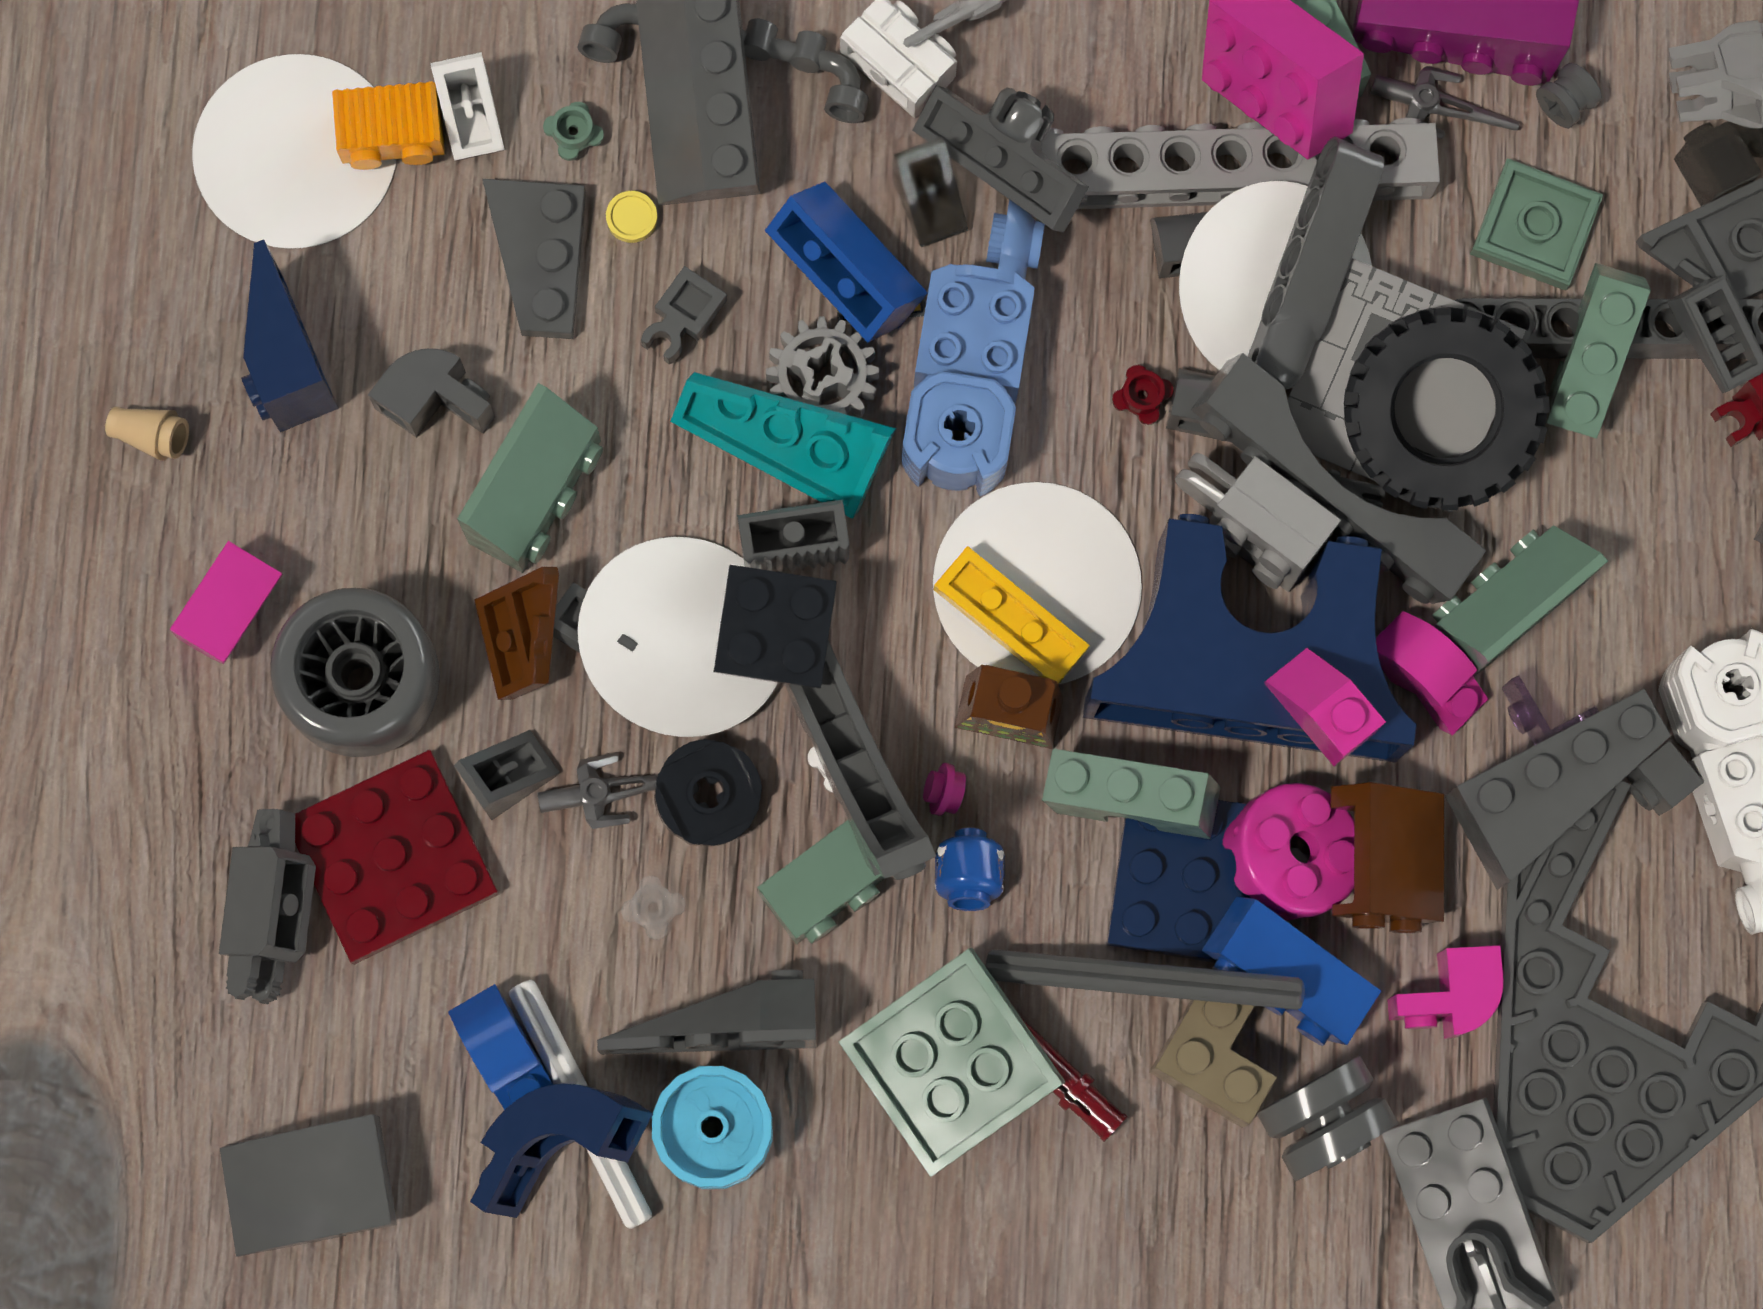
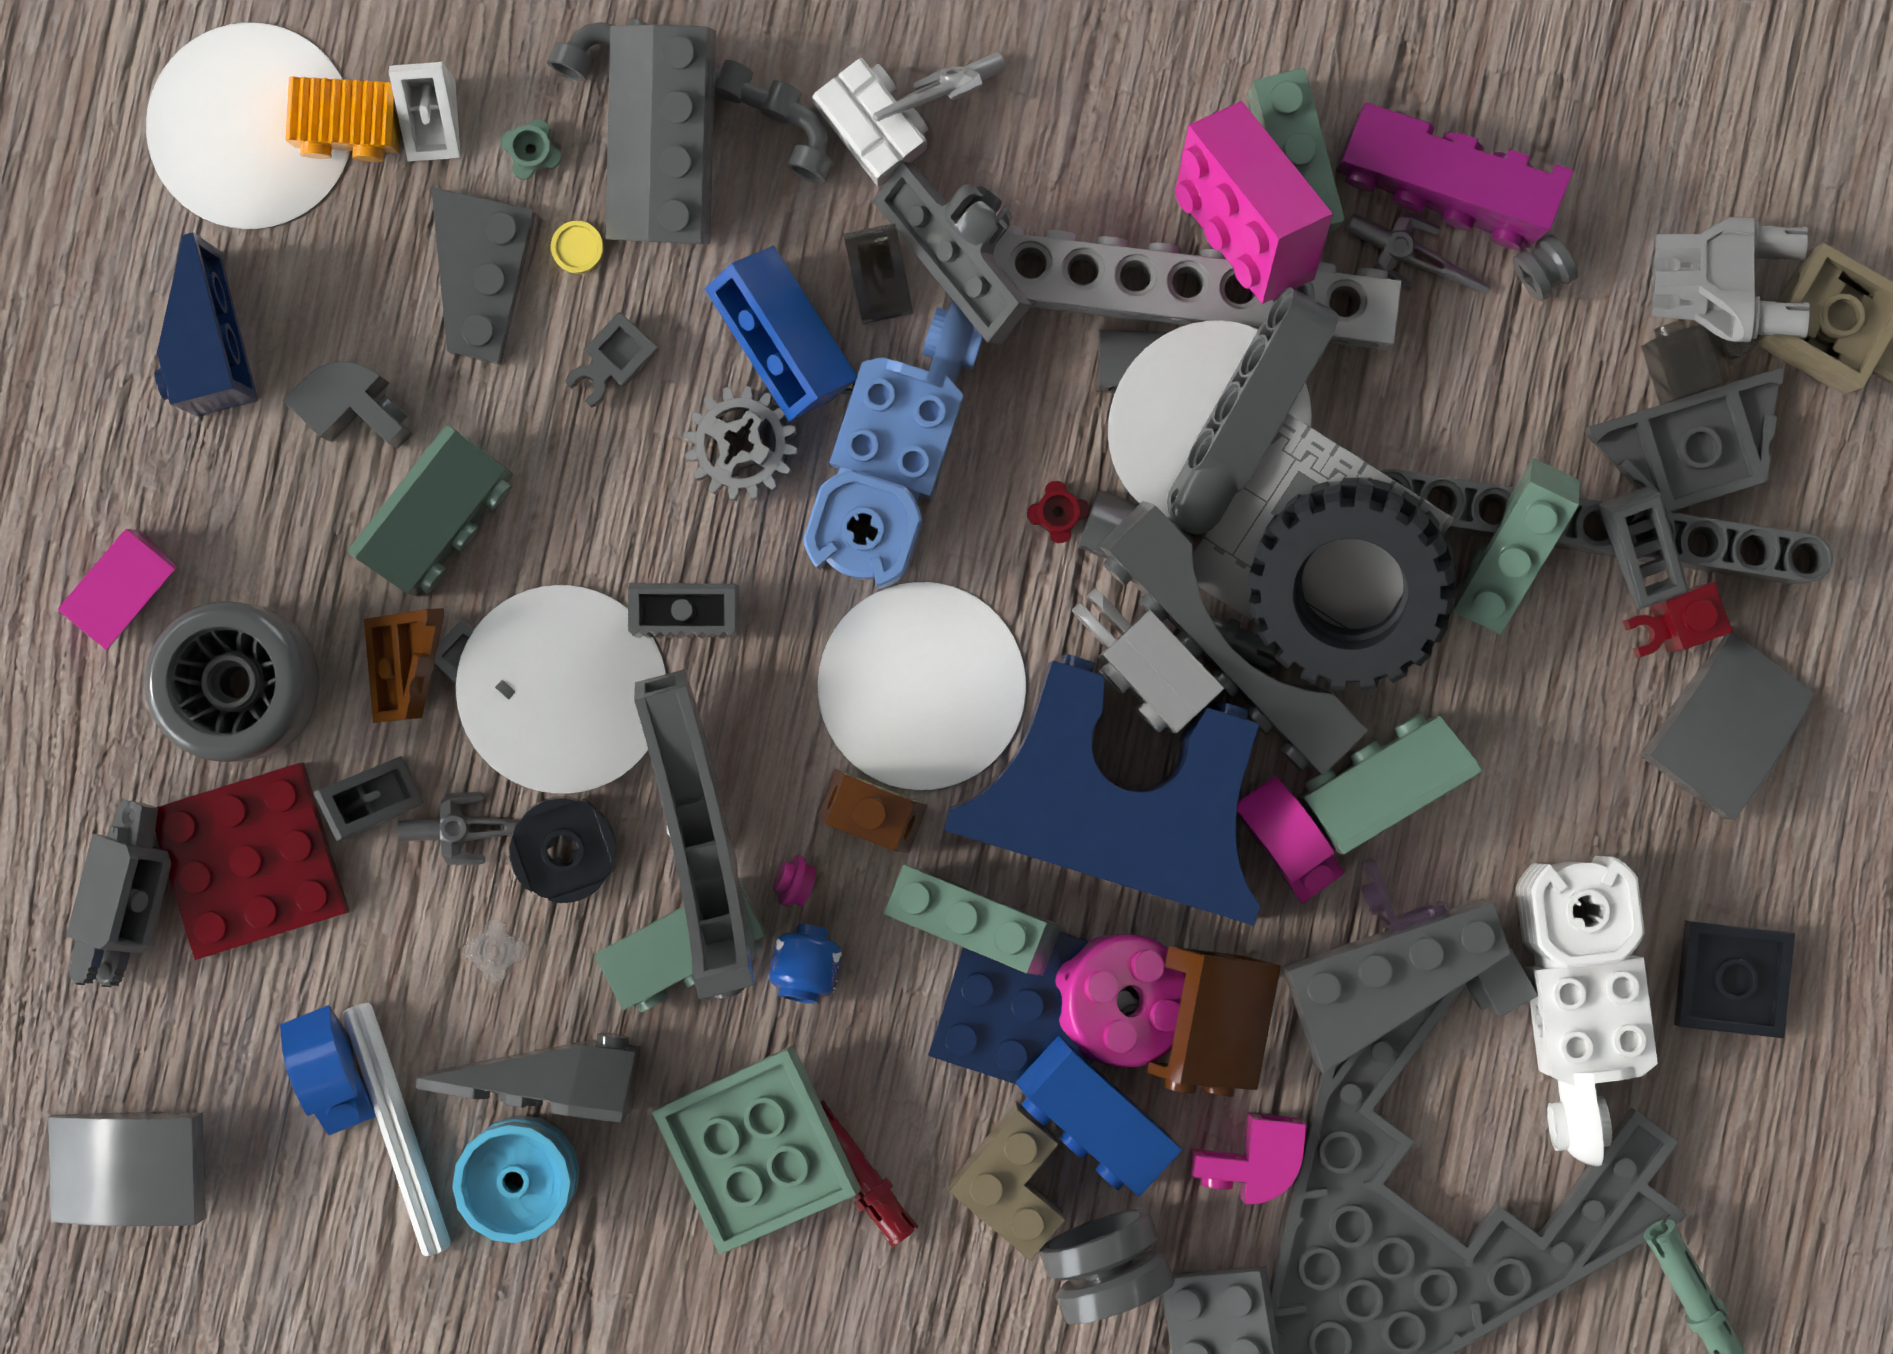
camera: 10 degrees right, 10 degrees up
(149, 430) = (67, 399): tan cone -> none
(541, 1125) = (395, 1155): dark blue arch -> none
(774, 626) = (644, 709): black plate -> none
(791, 440) = (702, 512): teal wing -> none
(1010, 616) = (887, 720): yellow plate -> none
(1146, 979) = (955, 1105): dark grey axle -> none
(1325, 705) = (1170, 877): dark pink slope -> none
(1536, 224) = (1487, 395): sand green tile -> none

